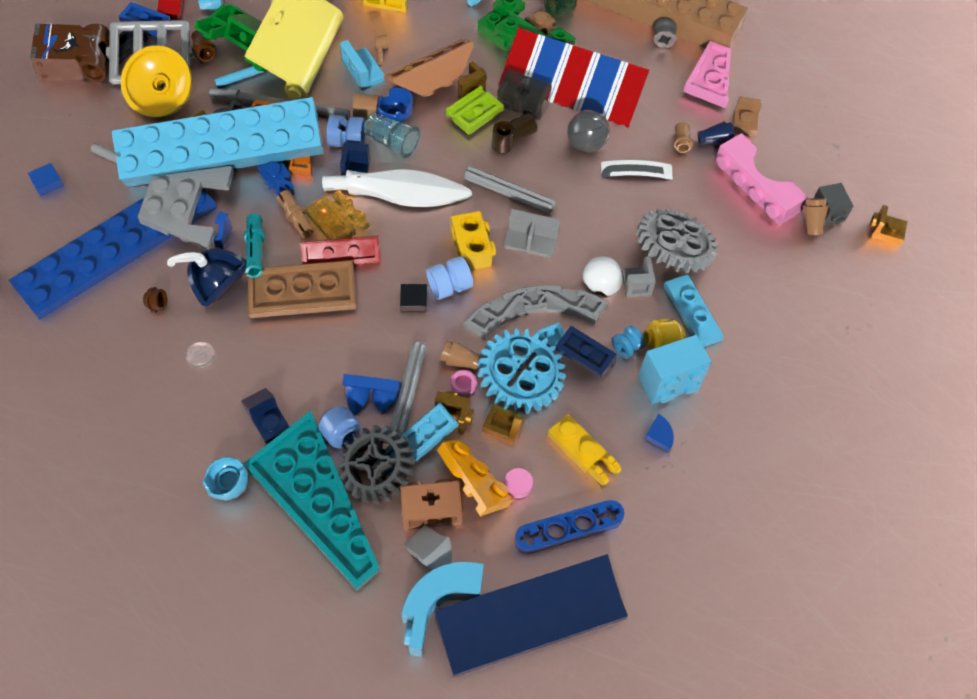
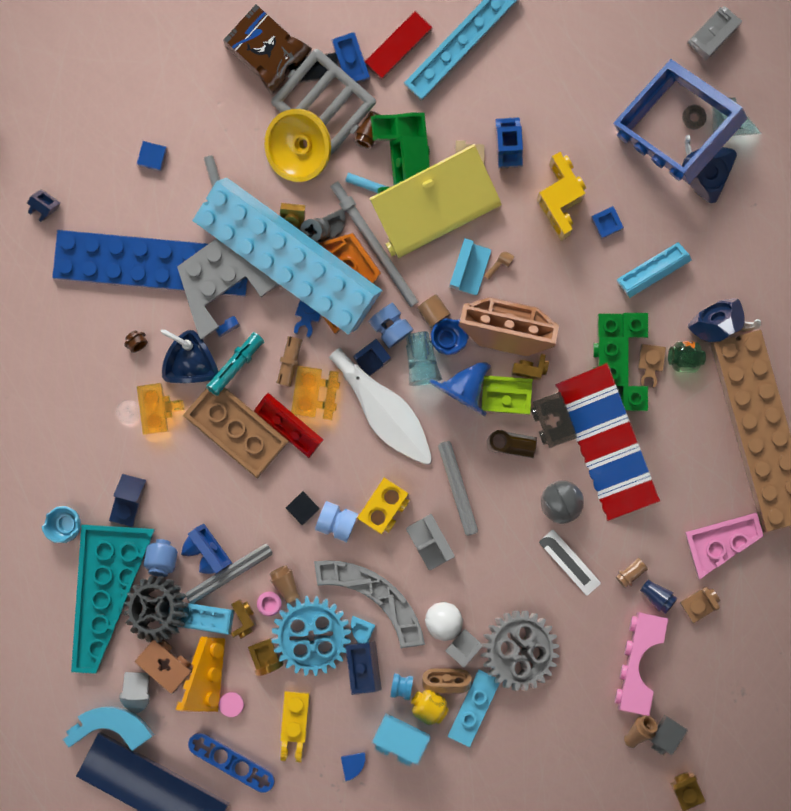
camera: 55 degrees right, 25 degrees up
(221, 329) = (156, 408): none -> clear yellow hinge
(444, 122) = (466, 386): none -> blue piece
(653, 307) = (447, 680): none -> medium nougat plate
(665, 33) = (732, 469): dark grey wheel -> none

